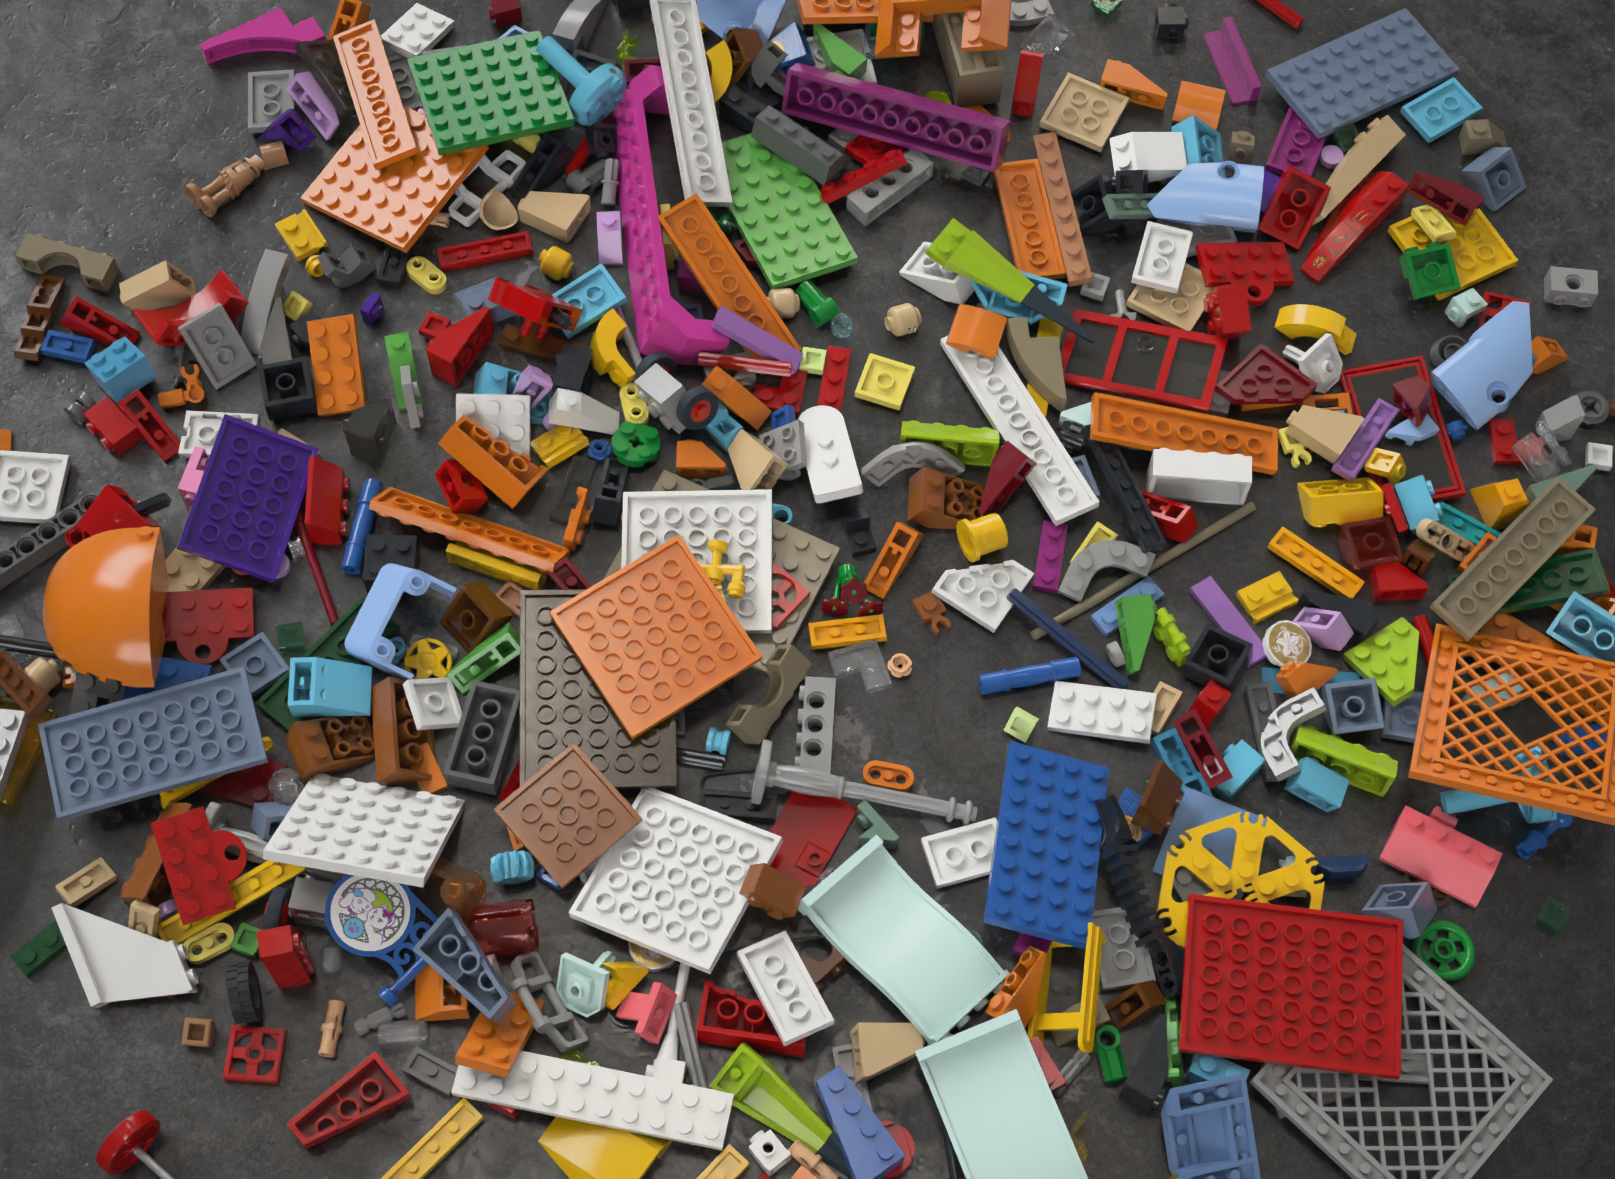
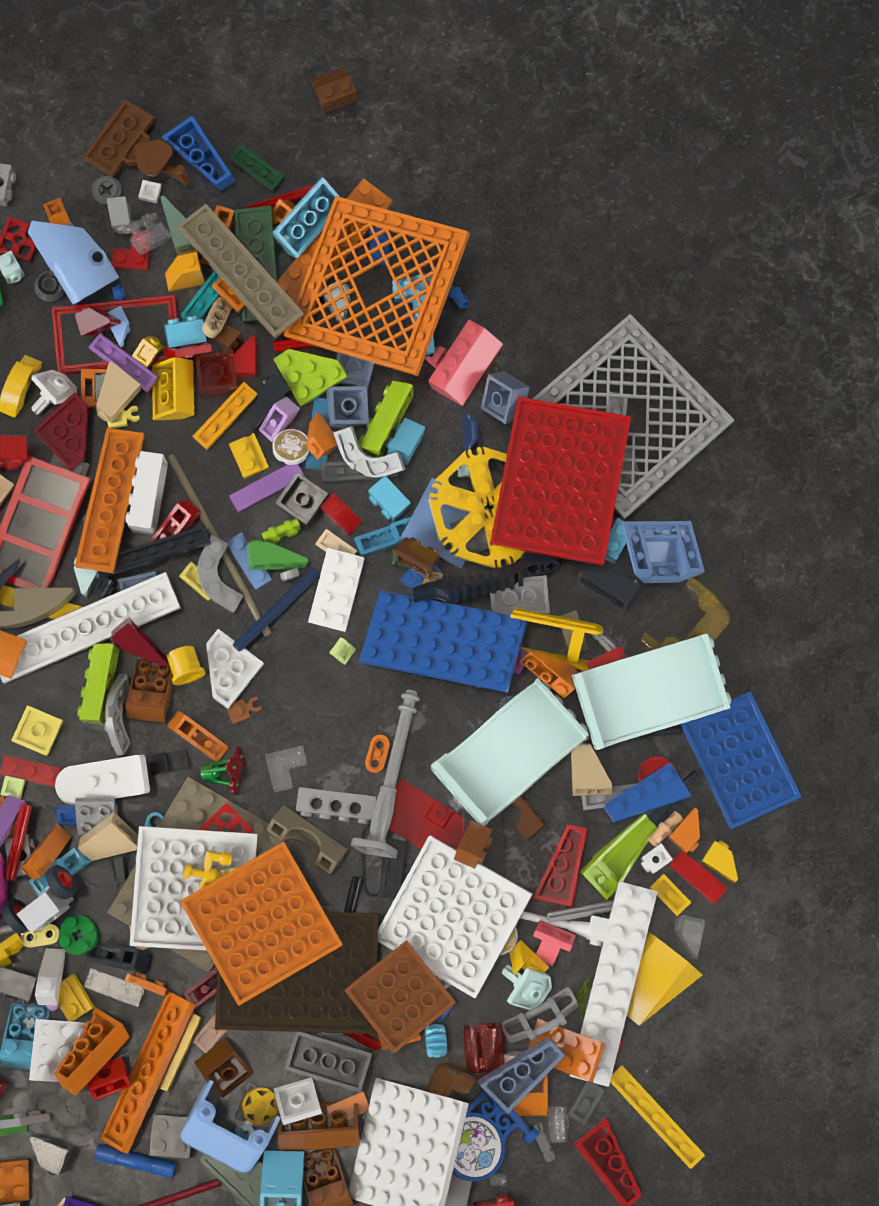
camera: 80 degrees left, 15 degrees up
(326, 502) = (114, 1189): red slope -> none
(331, 1028) = (550, 1178): light nougat pin -> none
(486, 657) = (260, 1058): bright green slope -> none
(534, 383) = (24, 1016): lavender slope -> none
(596, 455) = (80, 970): blue plate -> none
(697, 461) = (98, 885): orange slope -> none
(718, 740) = (341, 880): medium azure wheel -> none
(785, 988) = (544, 839): white plate -> none
(790, 392) = (45, 814): red plate -> none
(846, 631) = (256, 776): light orange plate -> none
(870, 819) = (422, 763): sand green slope -> none
(901, 659) = (286, 733): light nougat plate -> none
(960, 852) = (441, 704): white plate -> none
(1029, 675) = (302, 641): blue piece -> none
(1050, 557) = (203, 615): magenta plate -> none
(1110, 1057) = (599, 613): green piece -> none
(1135, 1005) = (563, 592): reddish brown slope -> none
(1175, 1068) = (607, 568): bright green wing -> none
(1202, 749) = (376, 519): dark red slope -> none
(1455, 934) = (540, 357): green plate -> none
(1553, 915) = (511, 292): clear green plate -> none

